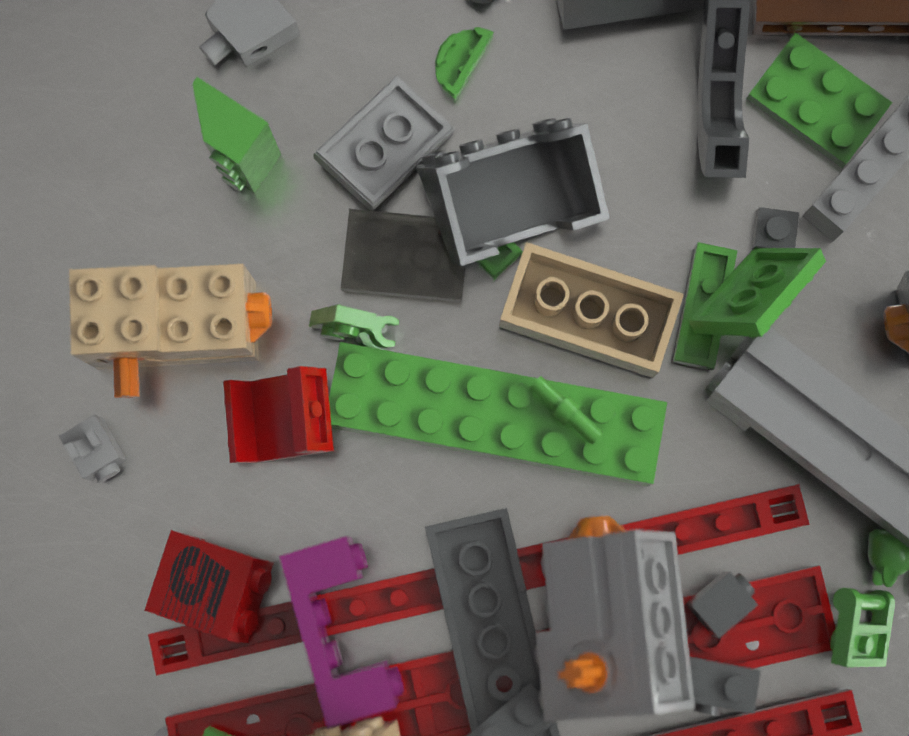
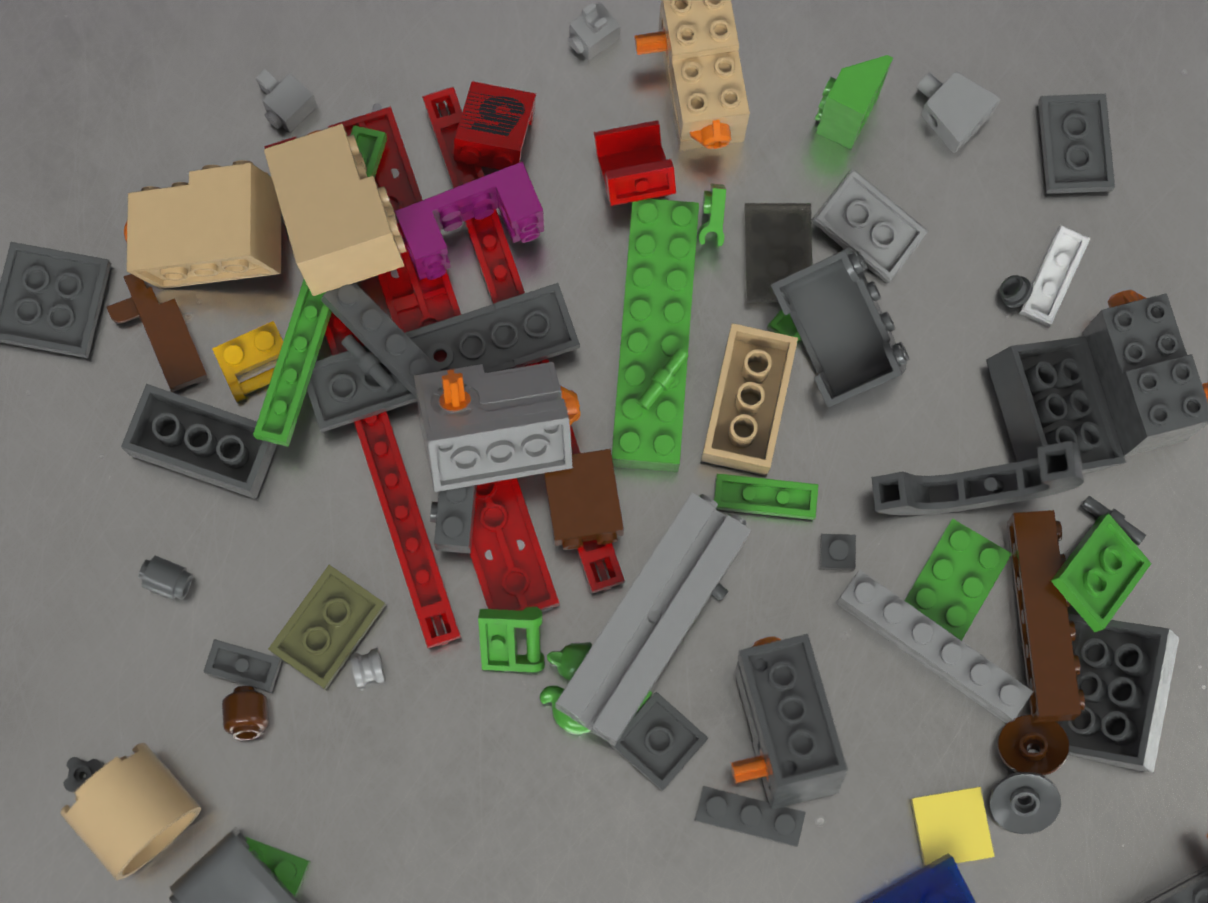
camera: 80 degrees right, 5 degrees down
(458, 59) = (950, 280): bright green tile -> none
(709, 519) = (585, 501): none -> reddish brown panel
(723, 603) = (520, 519): dark grey brick -> none
(757, 292) = (779, 527): bright green plate -> none

